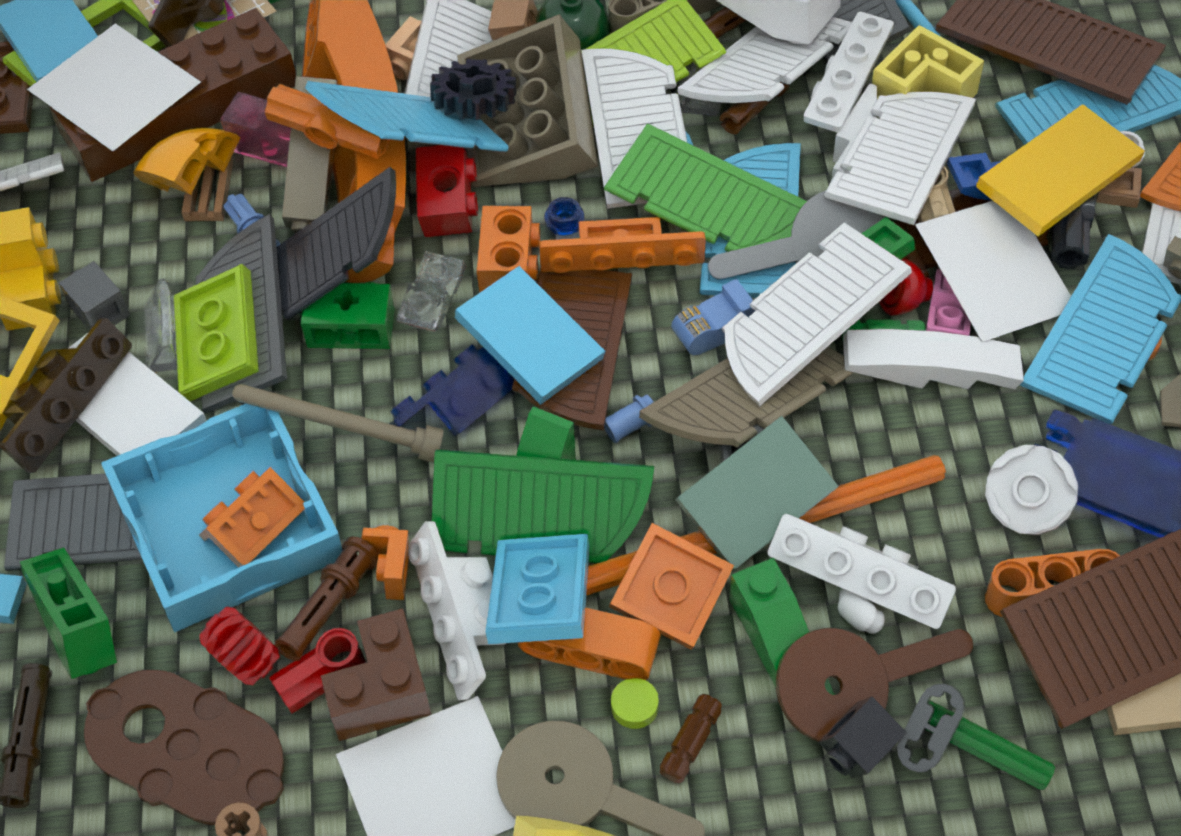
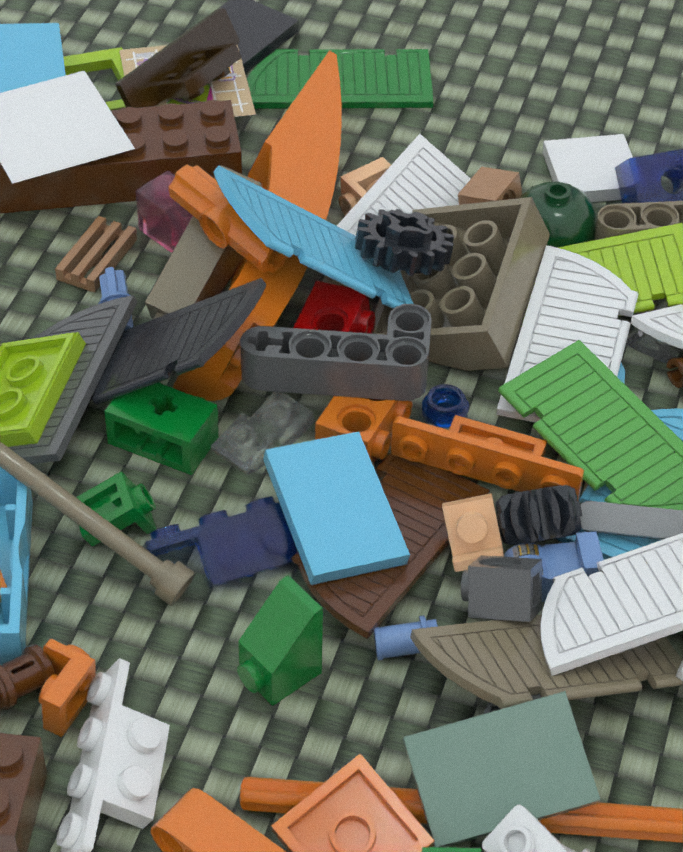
camera: 20 degrees right, 10 degrees down
(182, 157) = (74, 212): light orange brick -> none
(352, 396) = (120, 504): none -> green bracket
(477, 211) = (342, 362): none -> dark grey beam
(533, 497) = (249, 688): green piece -> none
(538, 589) = (199, 778): medium azure tile -> none
(643, 316) = (472, 530): none -> light nougat bracket
(685, 281) = (538, 515): none -> black gear
(688, 351) = (503, 588): none -> dark grey brick

